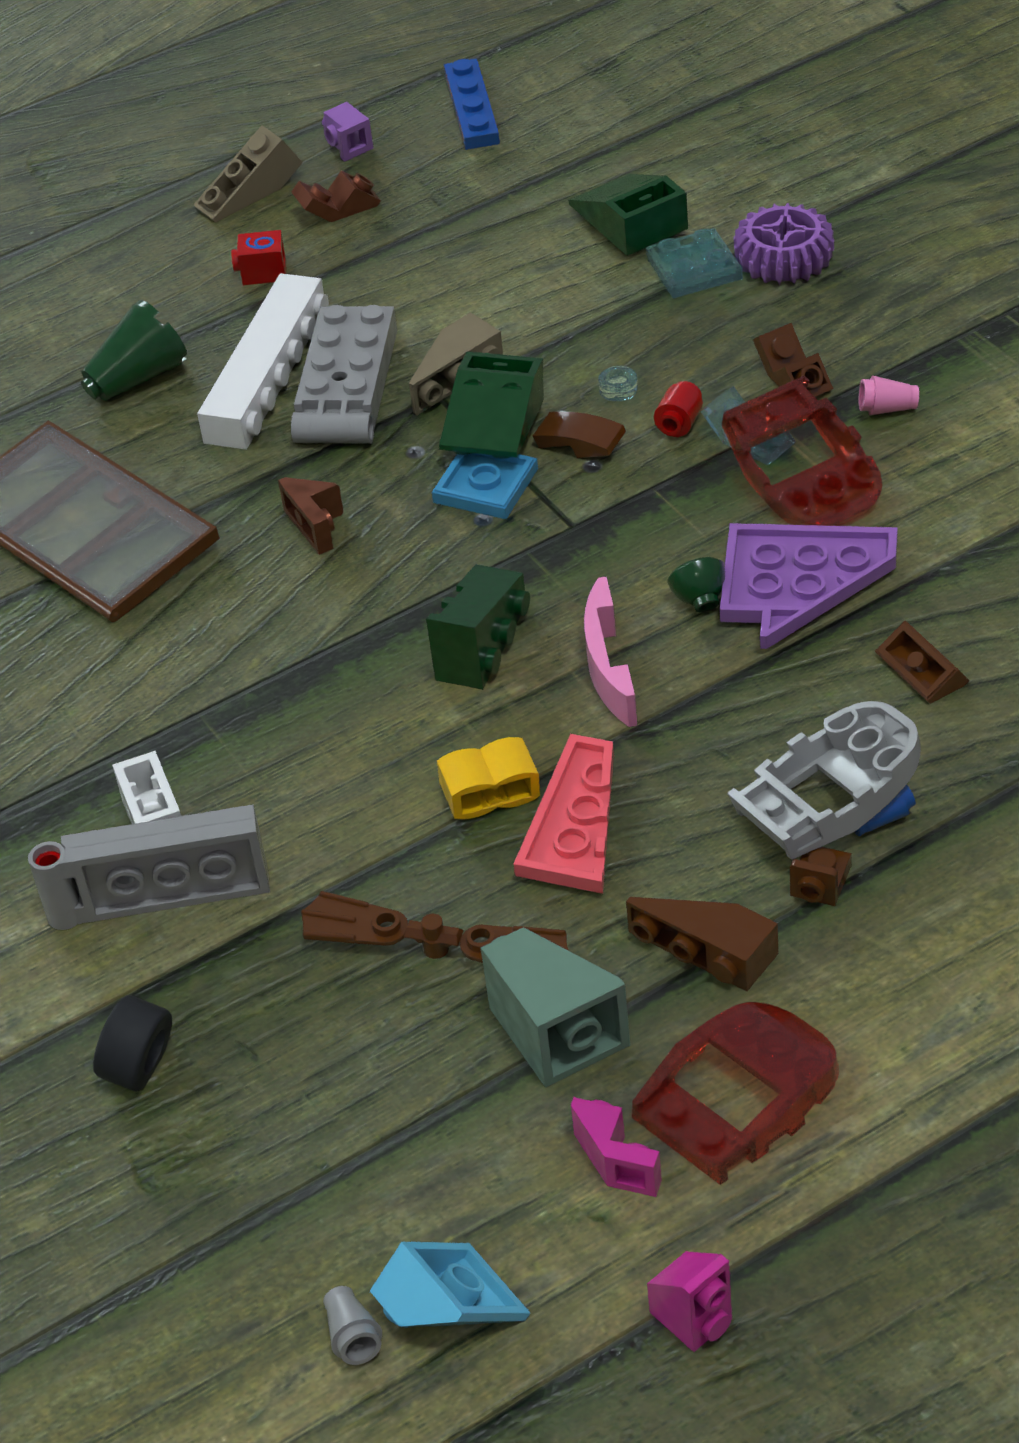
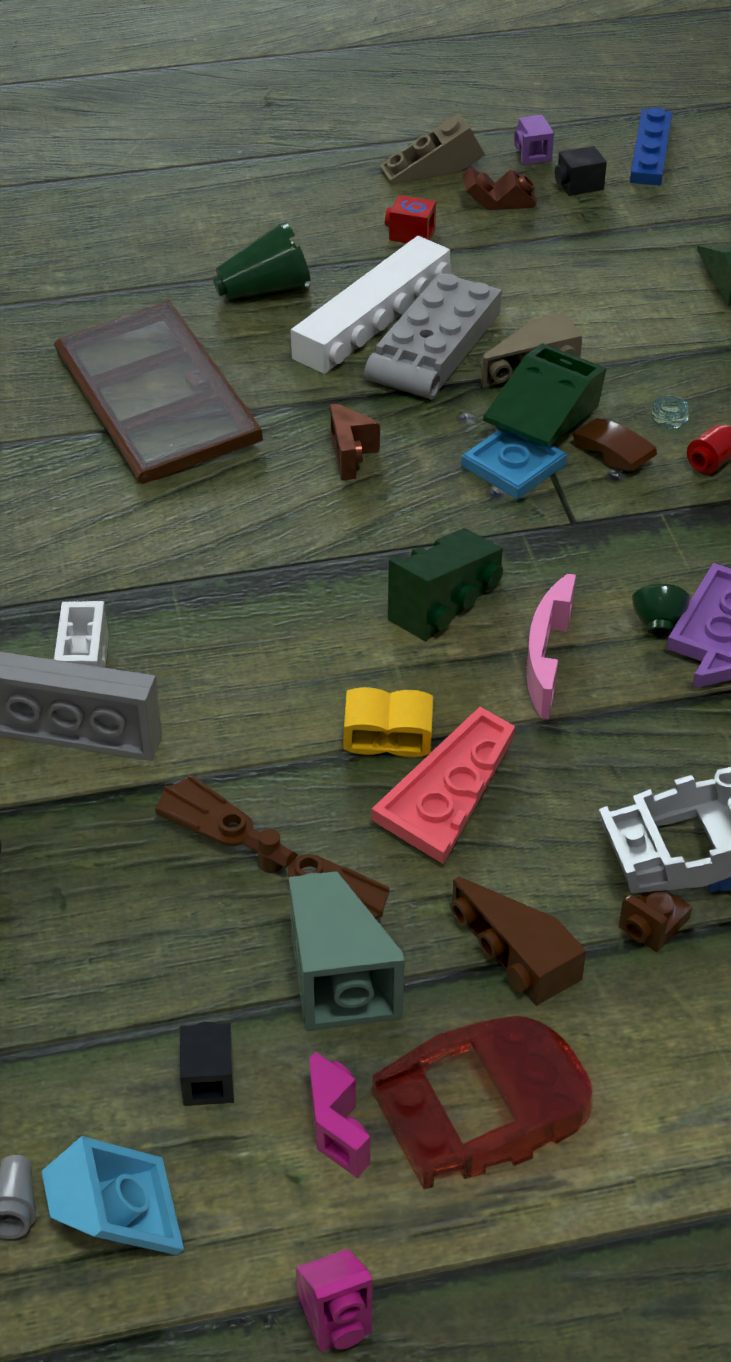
camera: 15 degrees right, 0 degrees up
(413, 152) = (581, 171): none -> black brick
(473, 1146) = (206, 1064): none -> black brick

